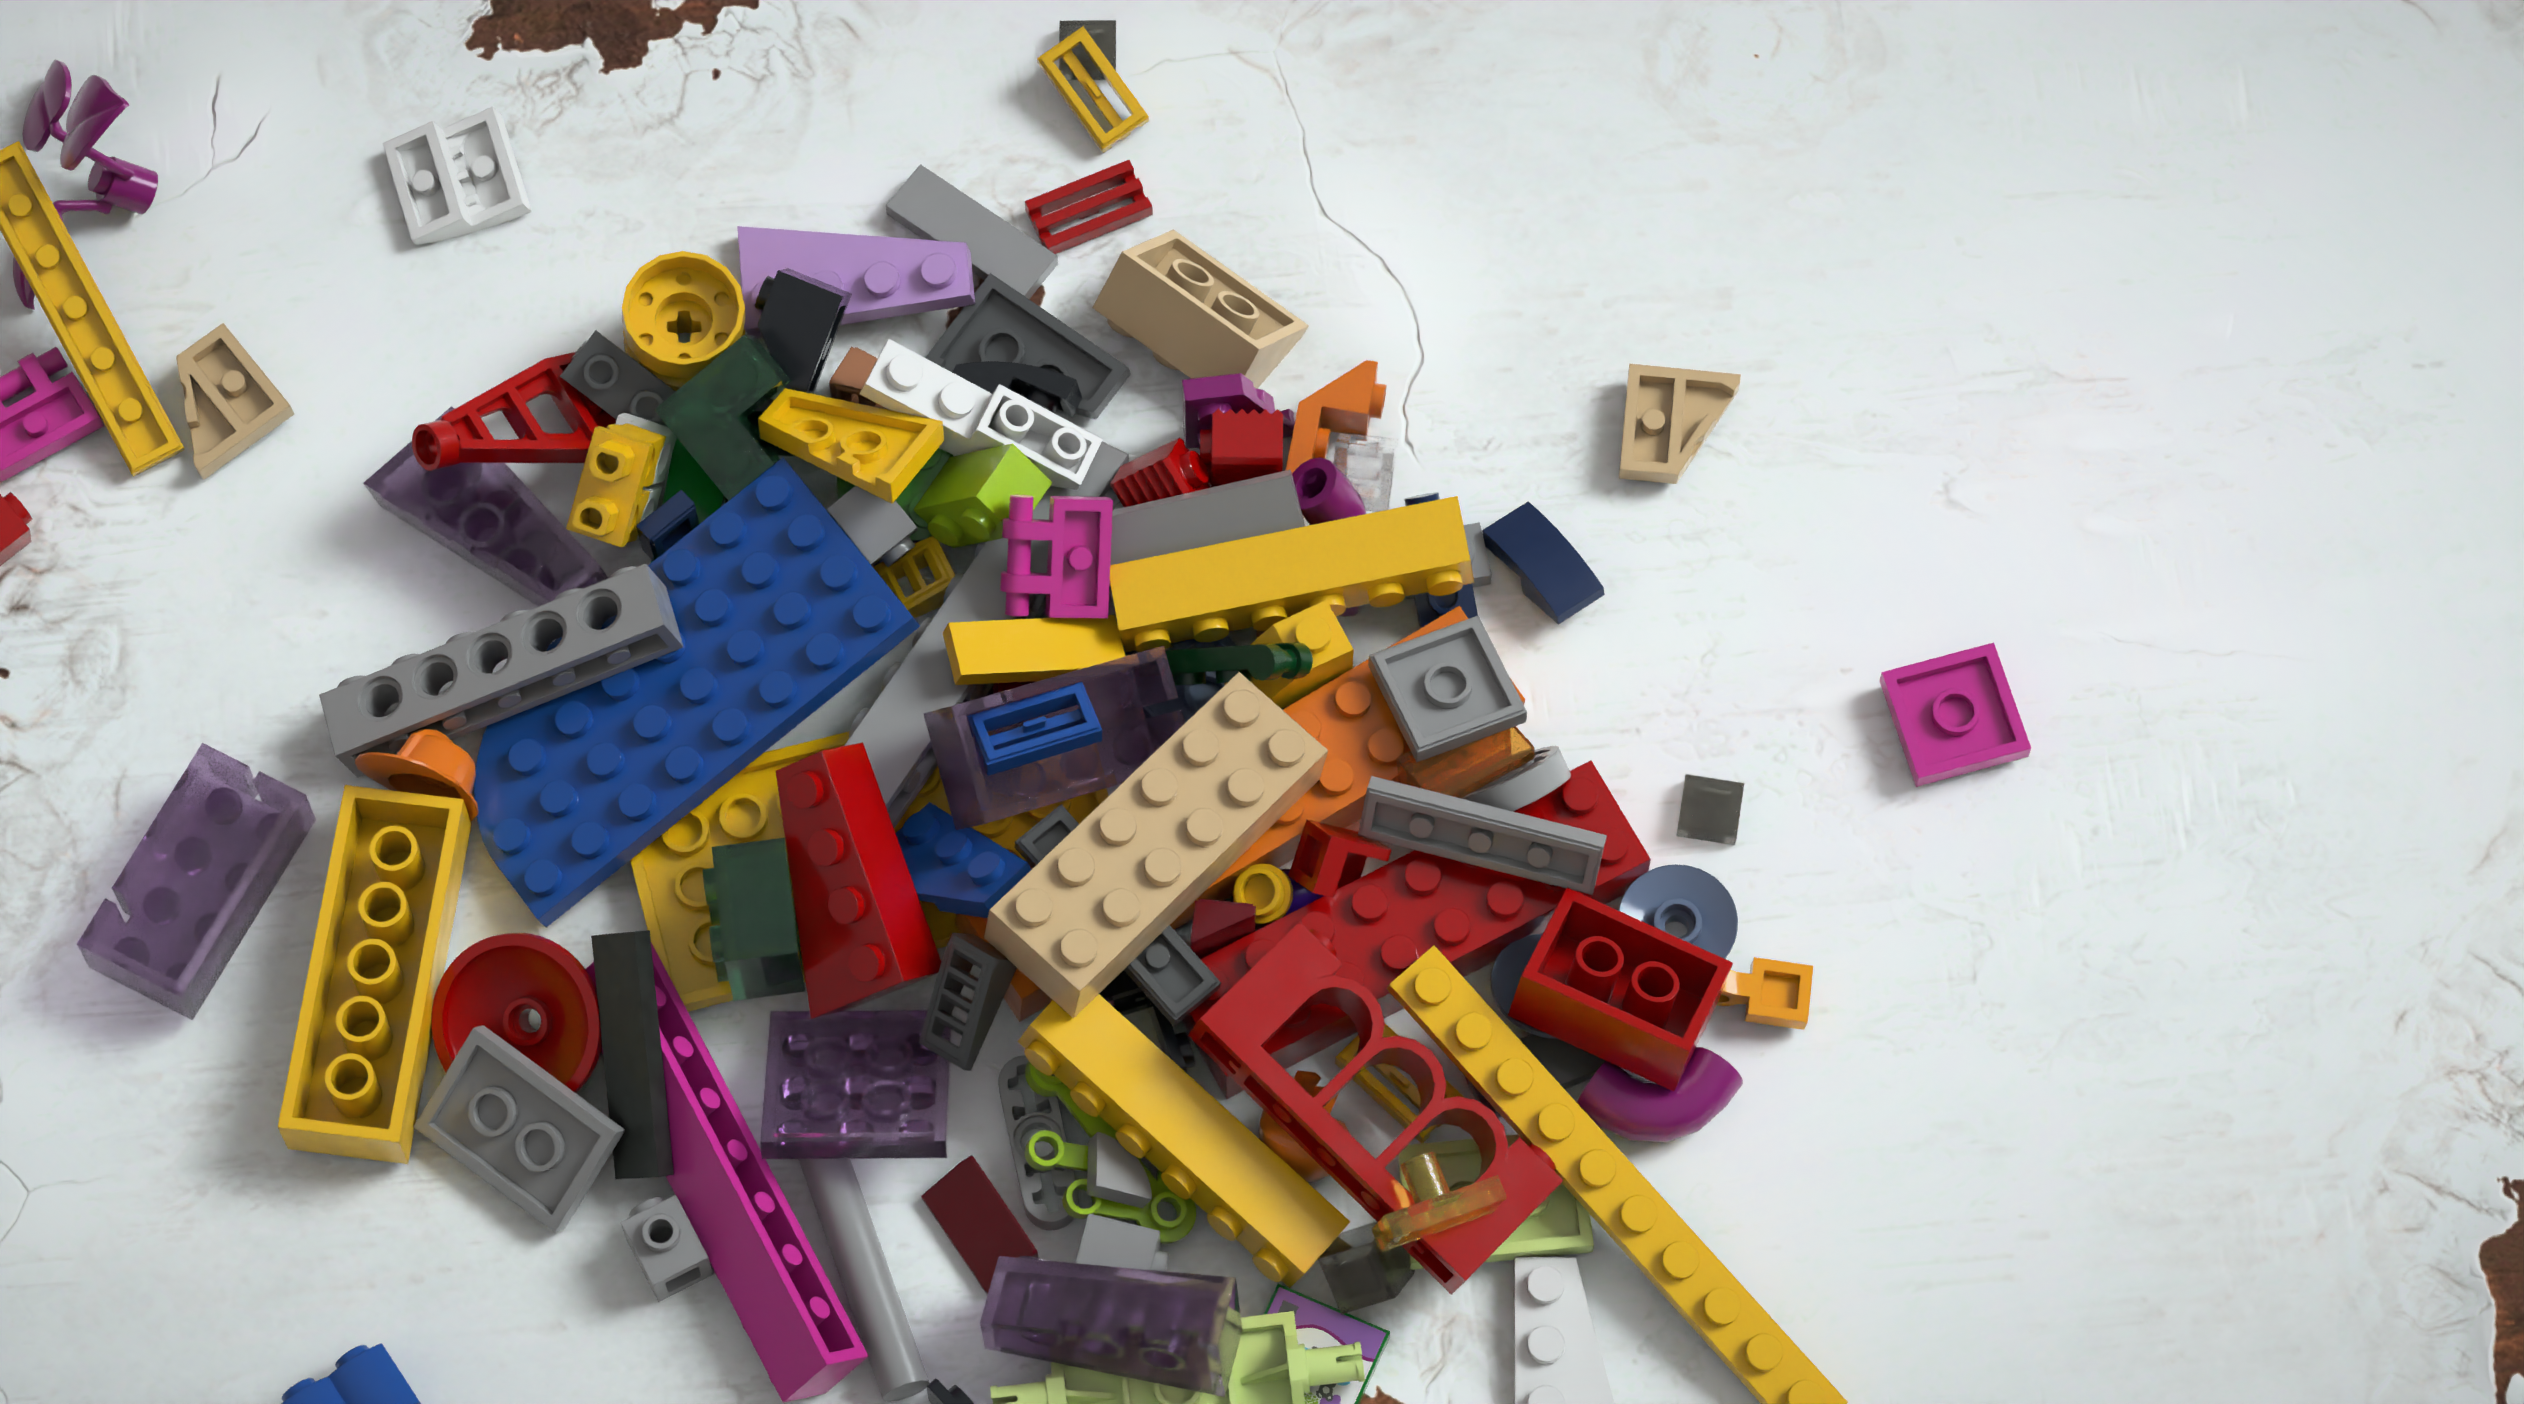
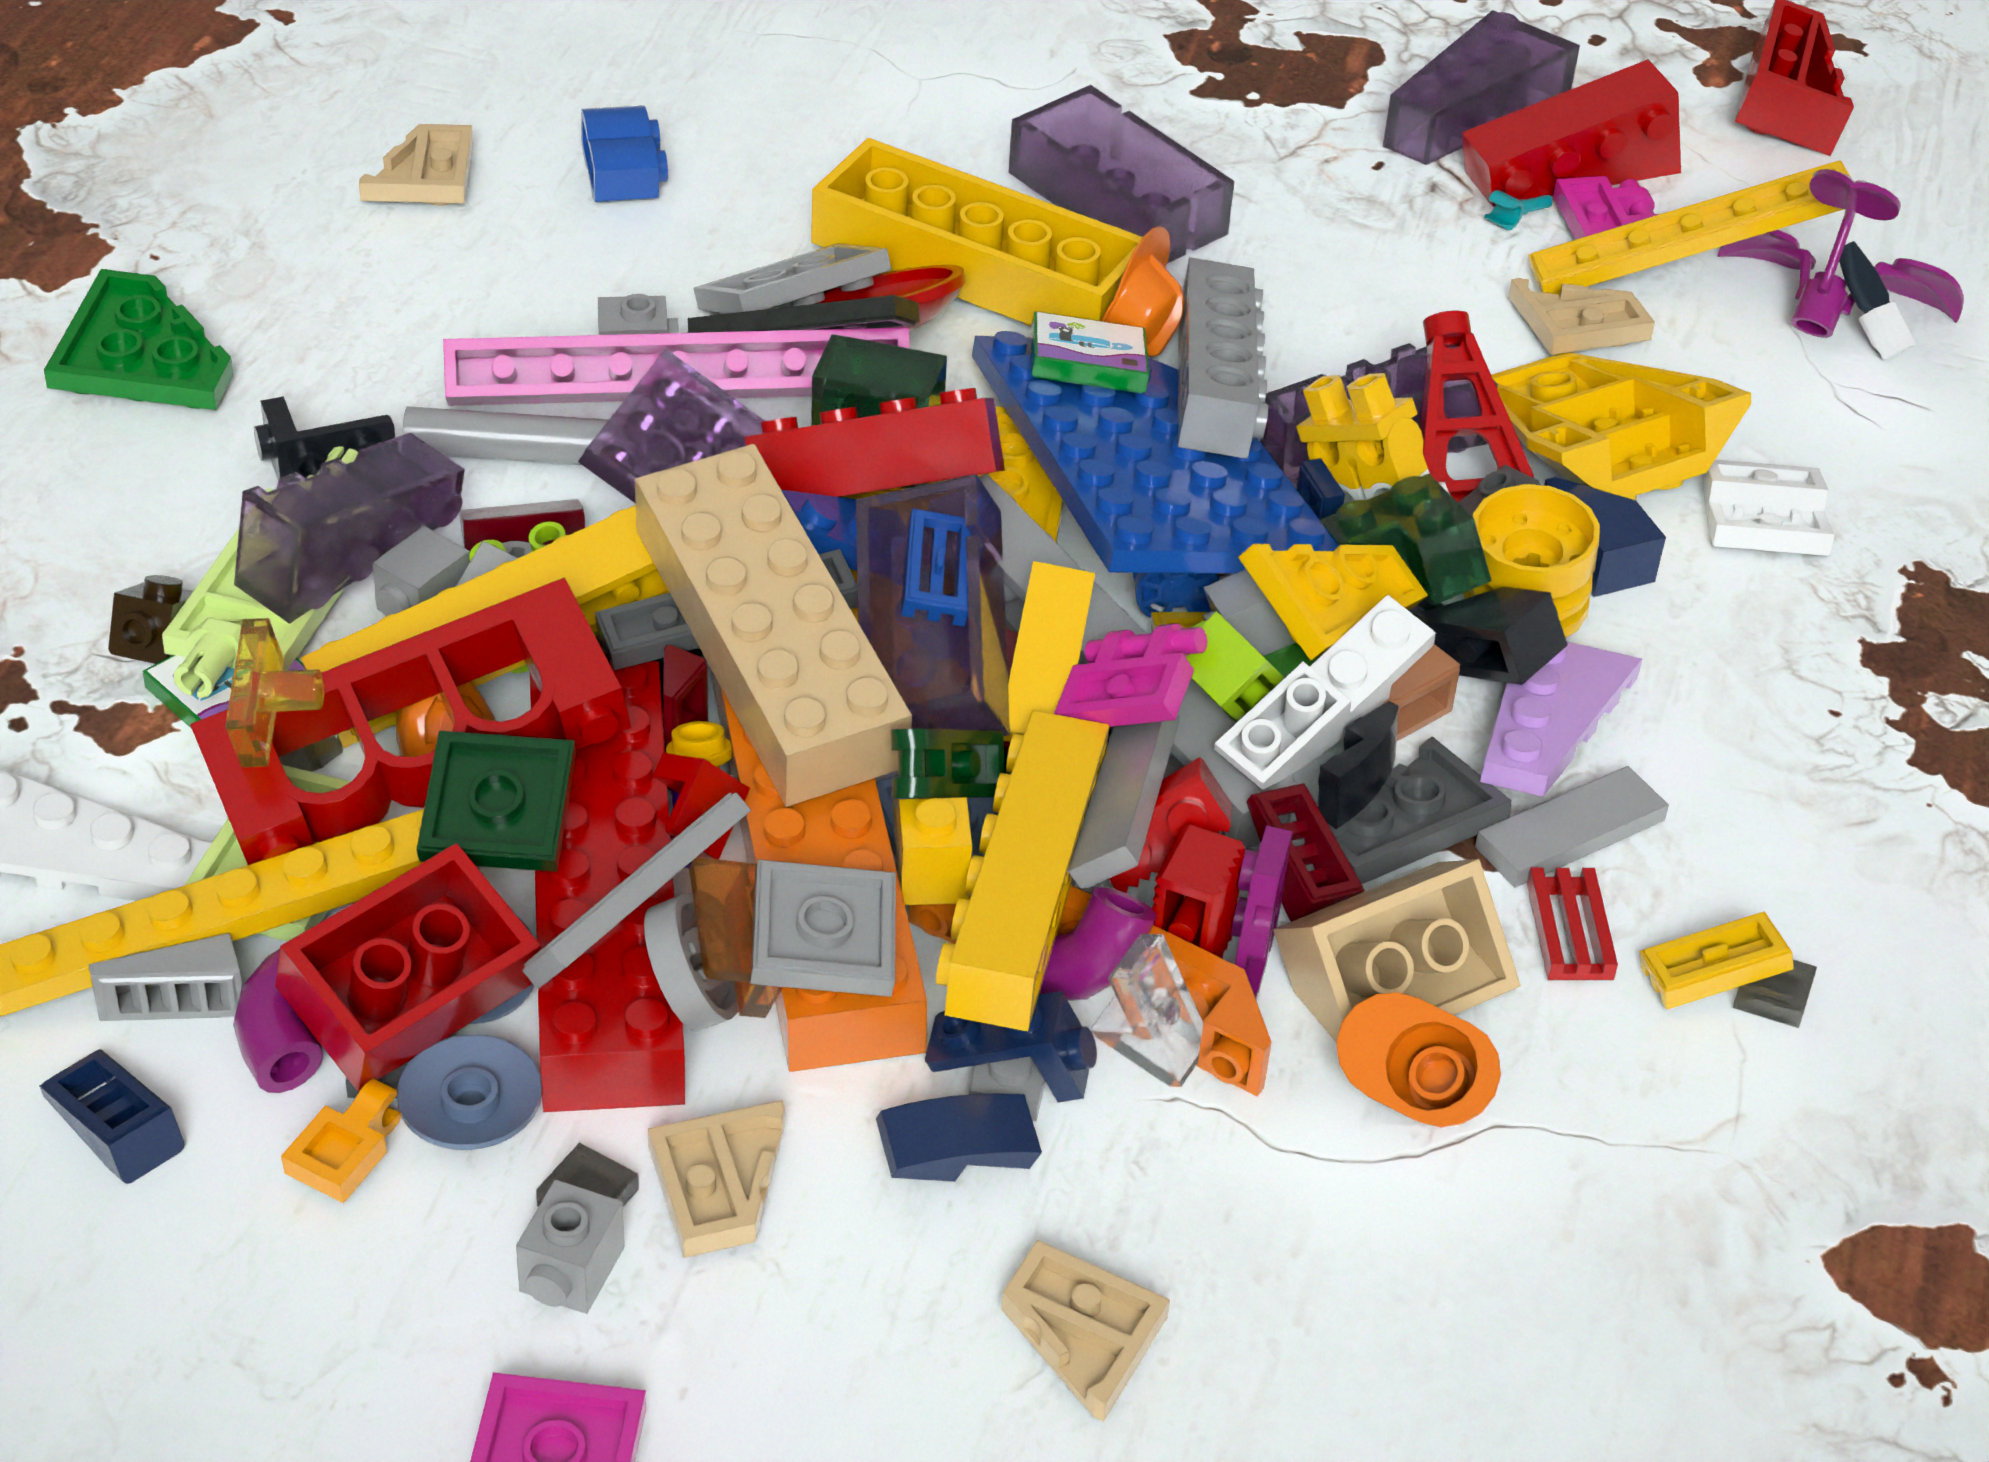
camera: 110 degrees right, 25 degrees down
(52, 517) = (1510, 210): none -> teal hand
(127, 128) = (1881, 318): none -> piece
(402, 333) = (1620, 421): none -> yellow wedge
(546, 788) = (1089, 352): none -> tile
(584, 292) = (1628, 539): none -> dark blue slope
(1147, 377) = (1332, 876): none -> dark red slope
(1329, 254) = (1418, 1059): none -> orange piece
(1450, 977) = (498, 799): none -> dark green tile
(1660, 717) = (717, 1174): none -> tan wing
(1672, 1180) = (192, 977): none -> light grey slope
(1784, 782) = (570, 1247): none -> light grey brick
(1835, 1140) = (119, 1121): none -> dark blue slope

